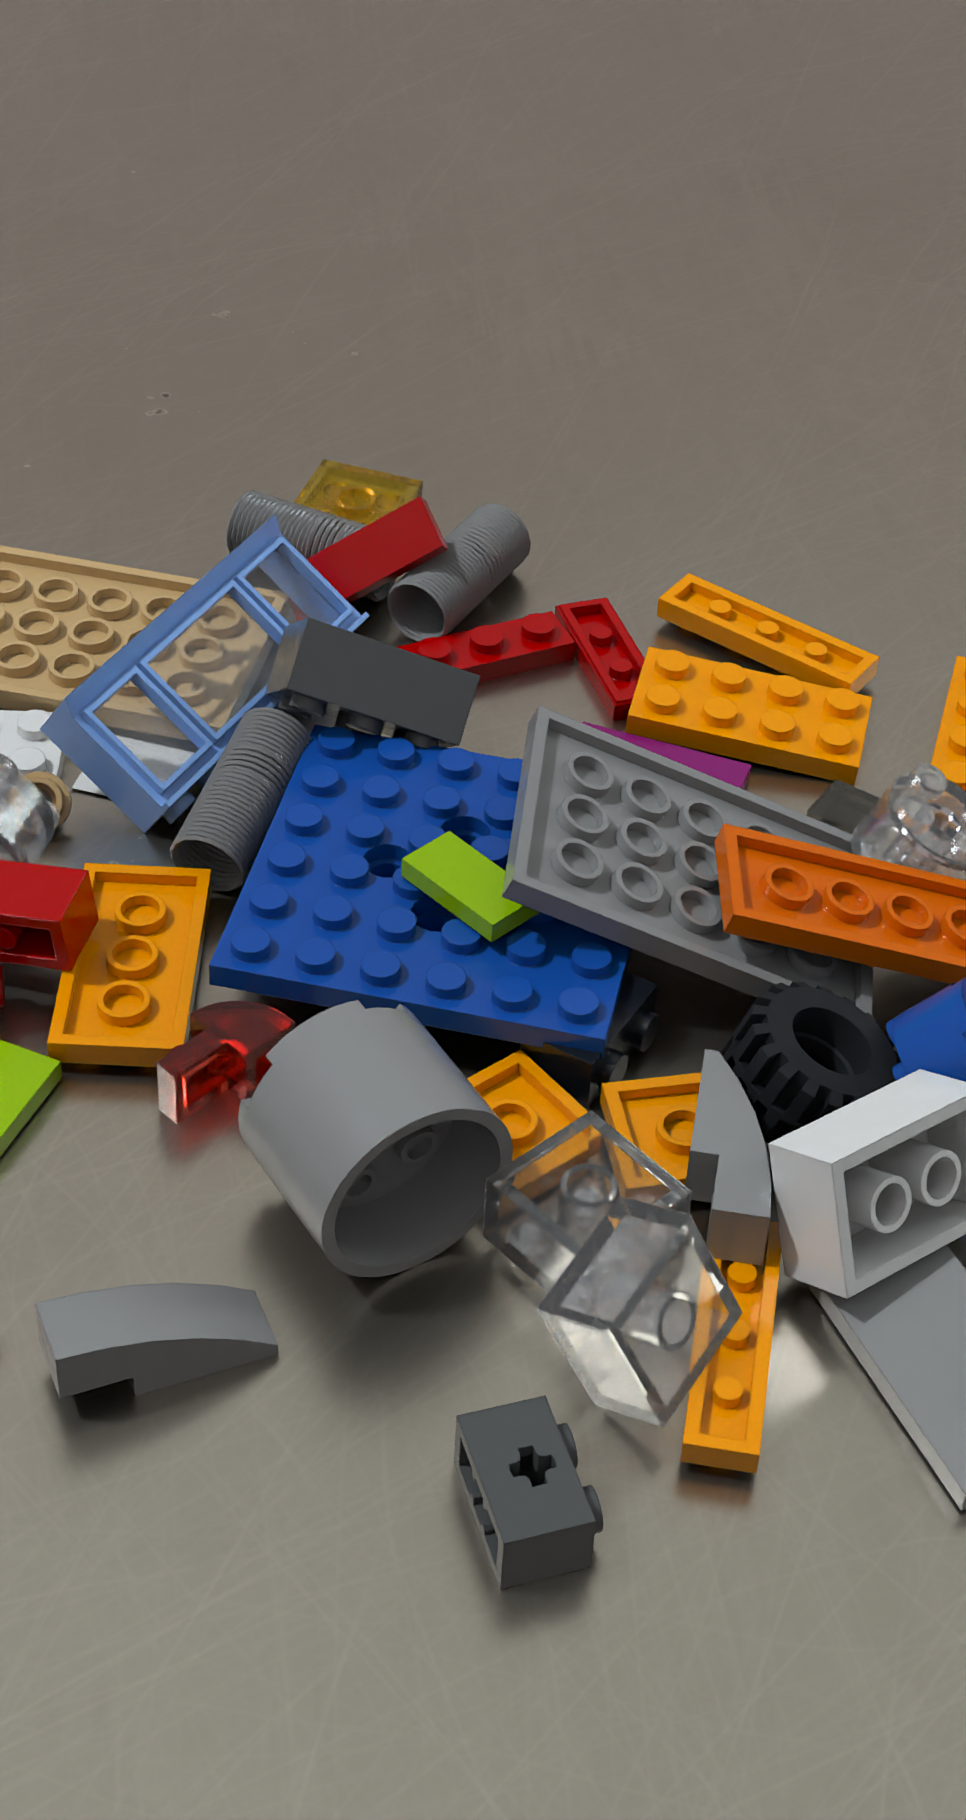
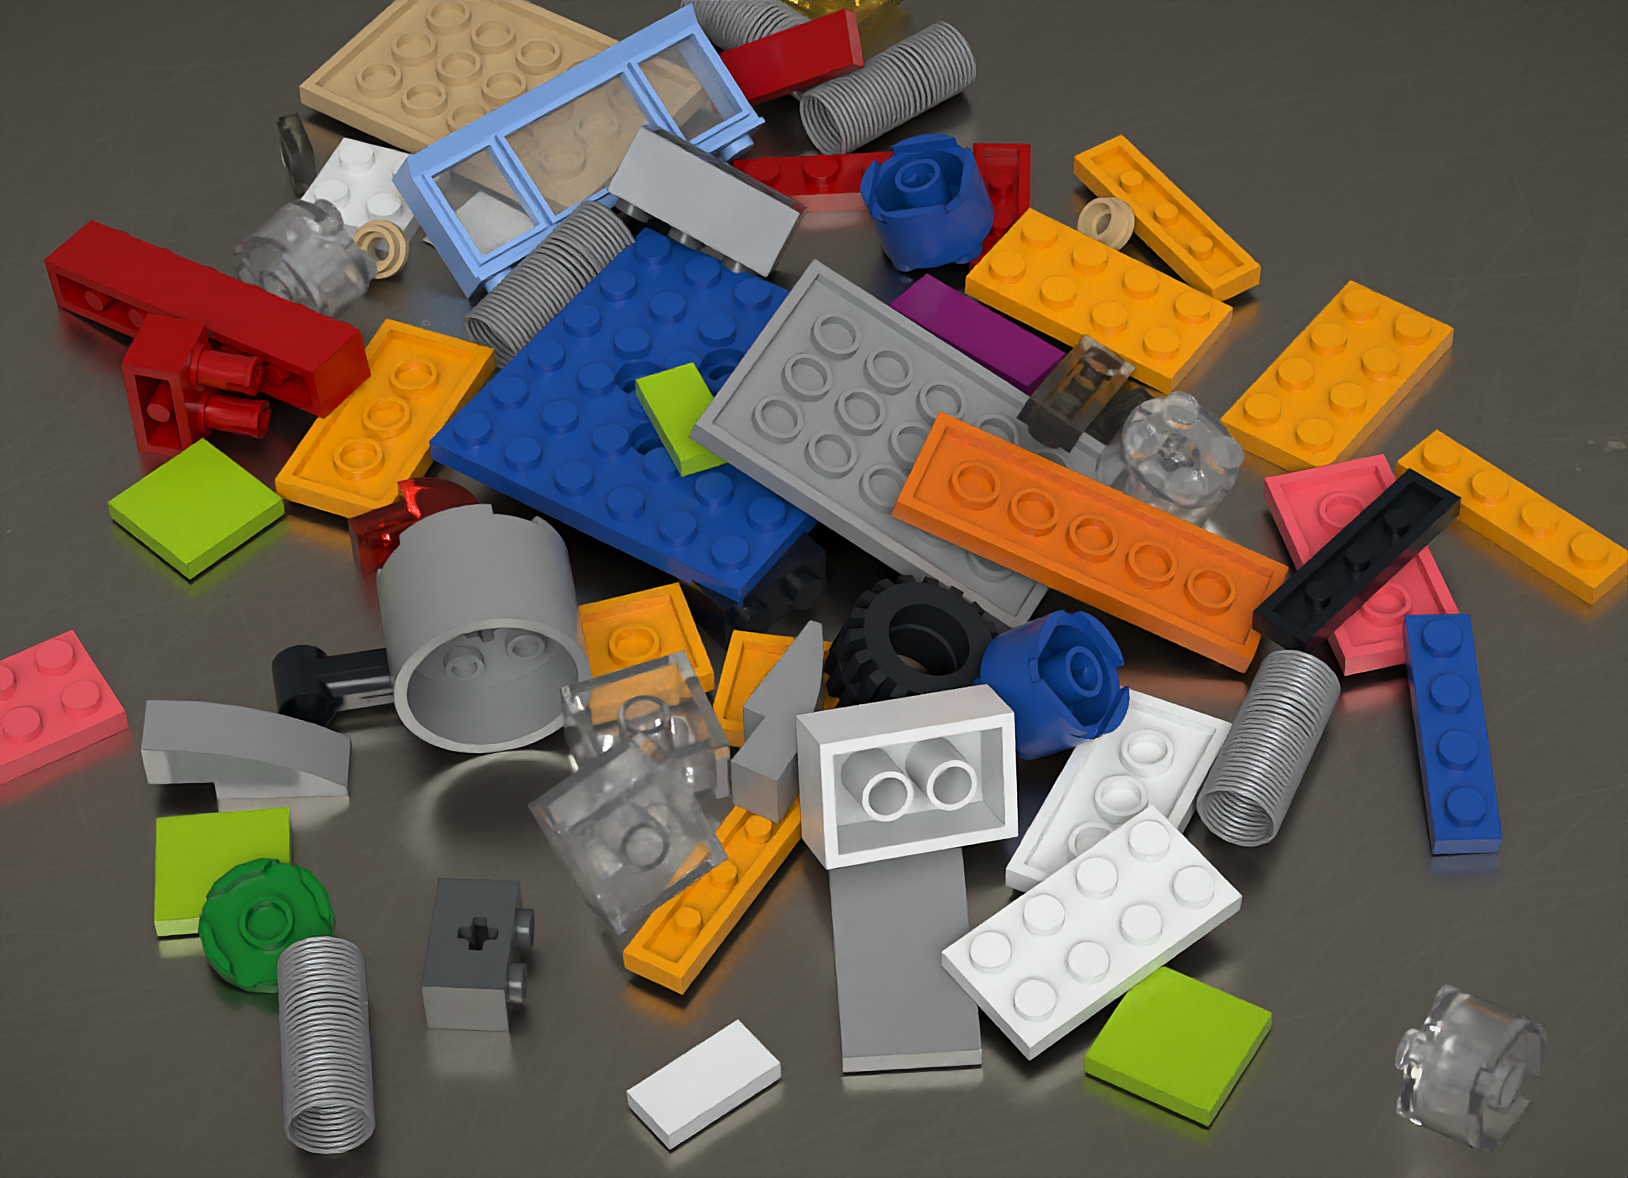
camera: 25 degrees right, 5 degrees up
(189, 1475) = (204, 847): none -> lime tile
(204, 1242) = (319, 685): none -> black piece
(277, 1523) = (257, 915): none -> green tile
(421, 1646) = (325, 1045): none -> light grey piece
(563, 654) = (928, 203): none -> blue brick
(716, 636) = (1107, 221): none -> tan plate
(812, 793) = (1075, 394): none -> clear smoke plate
(835, 1567) = (704, 1084): none -> white tile

